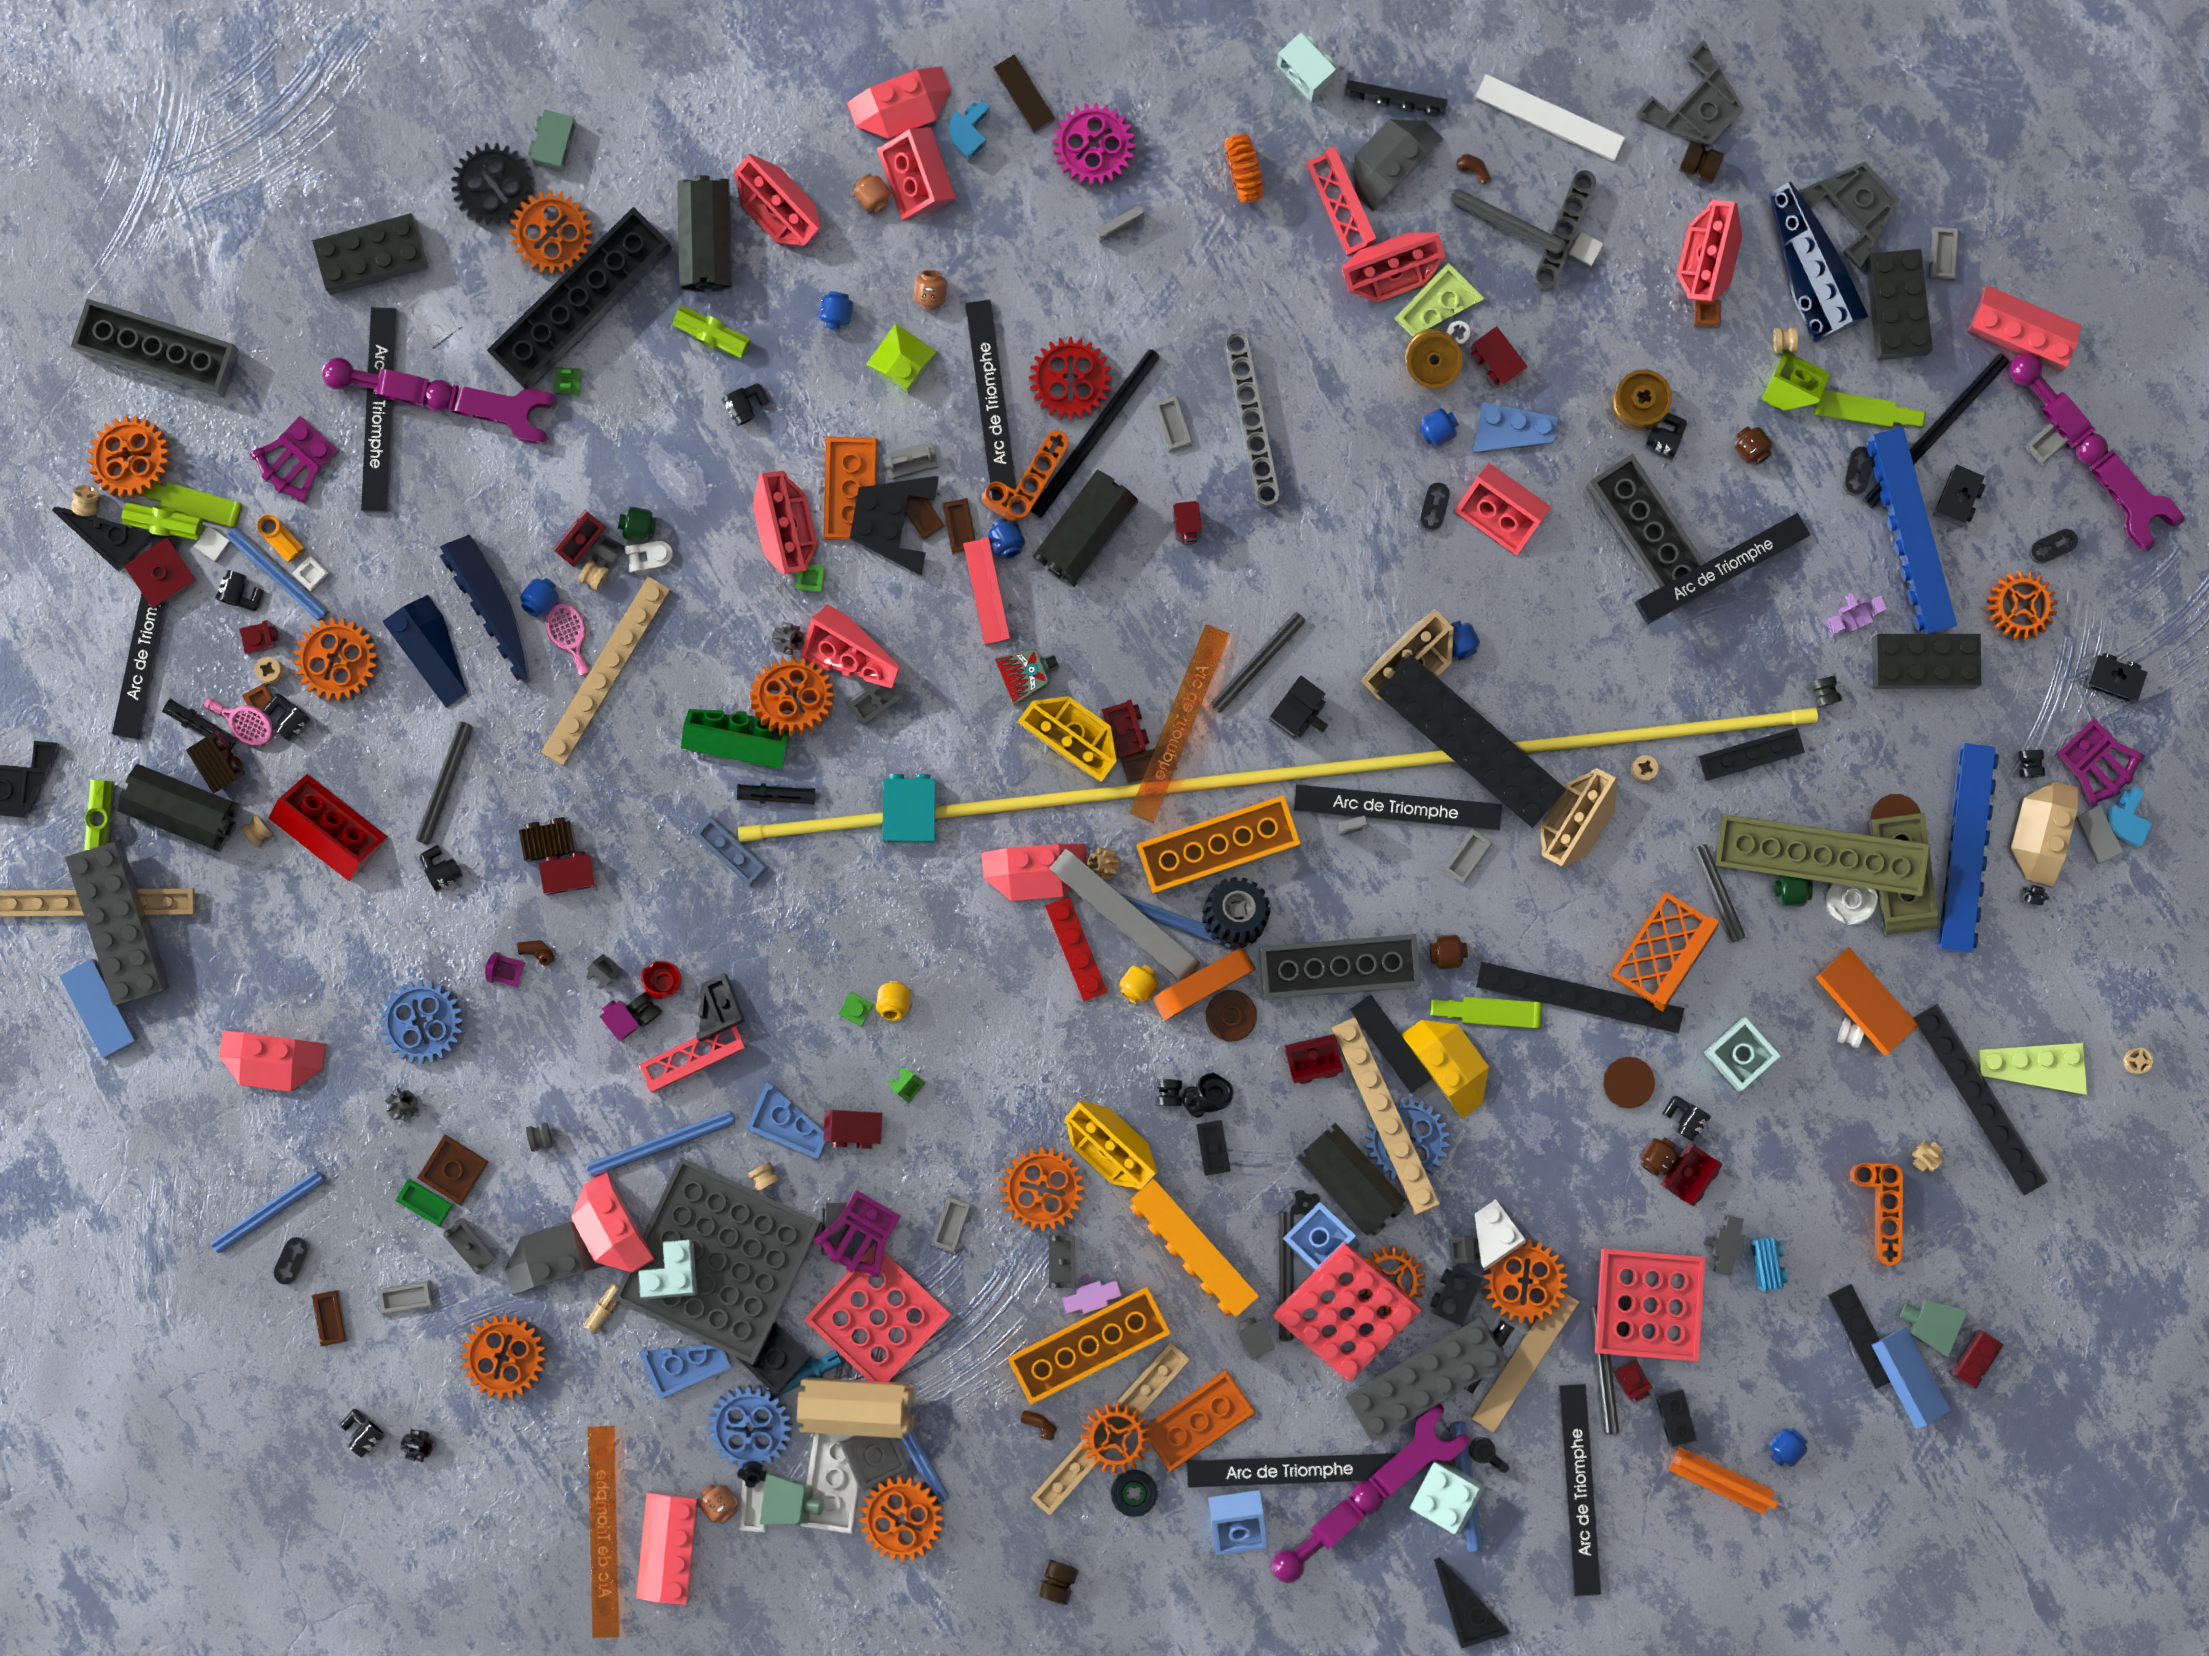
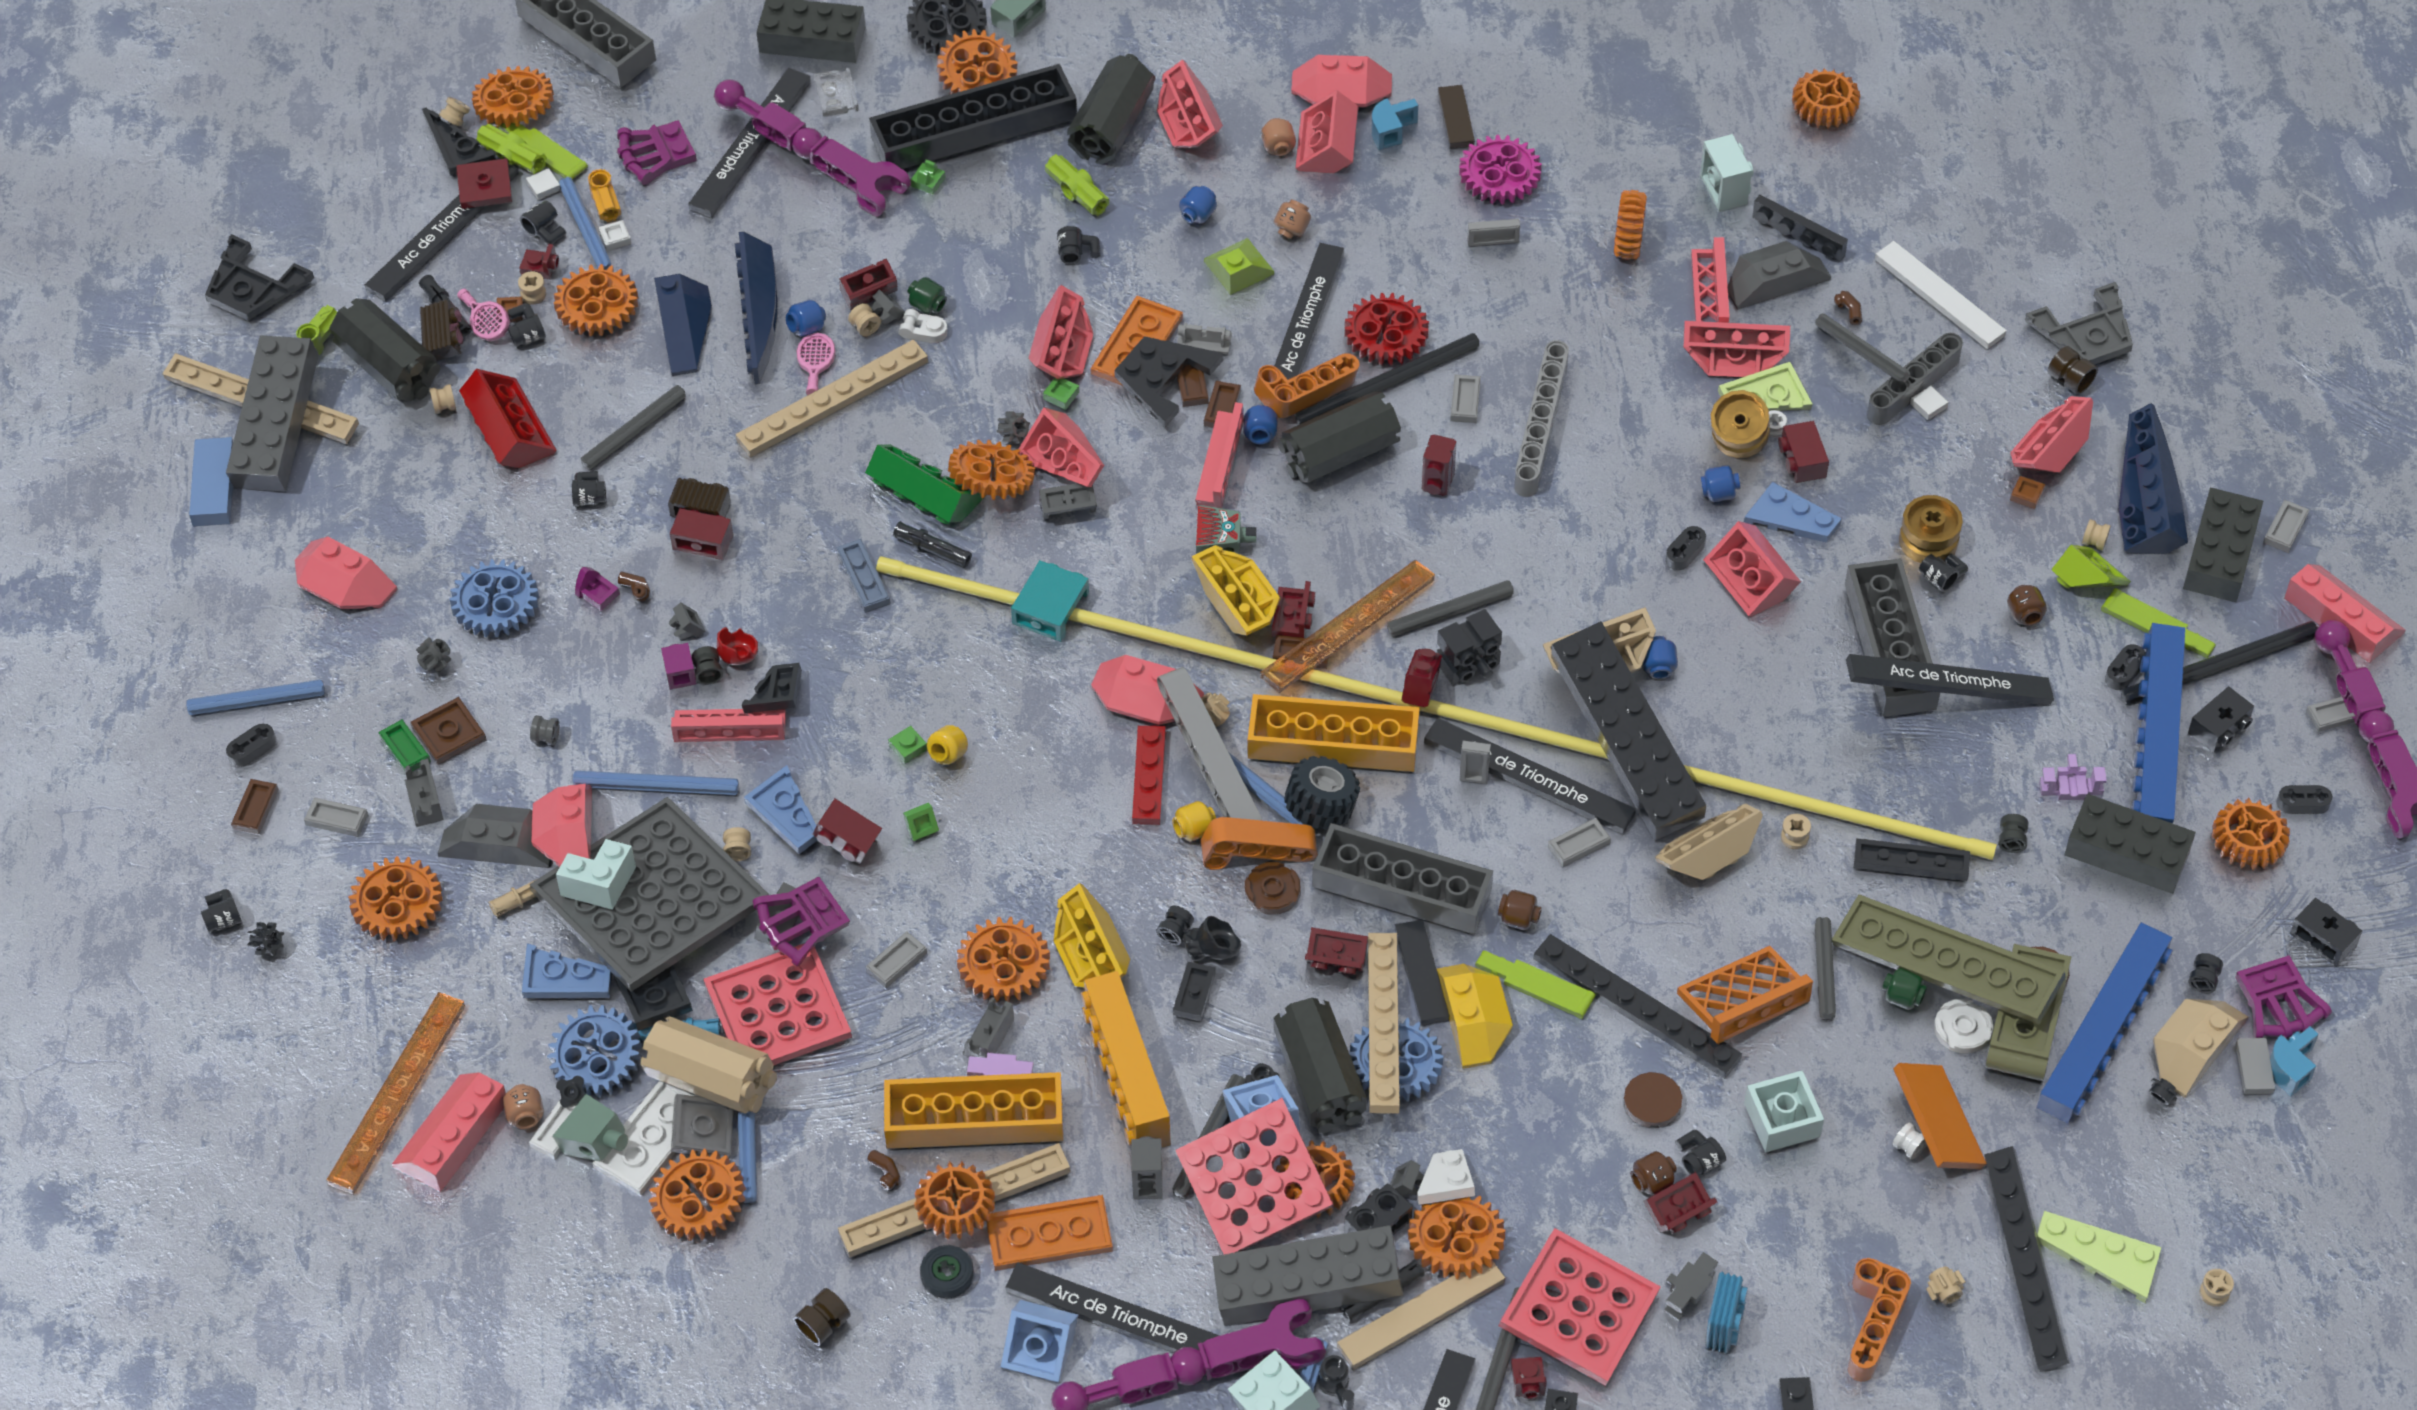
camera: 25 degrees right, 30 degrees down
(1269, 757) = (1421, 677): none -> dark red brick
(1862, 199) = (2220, 454): dark grey wing -> none

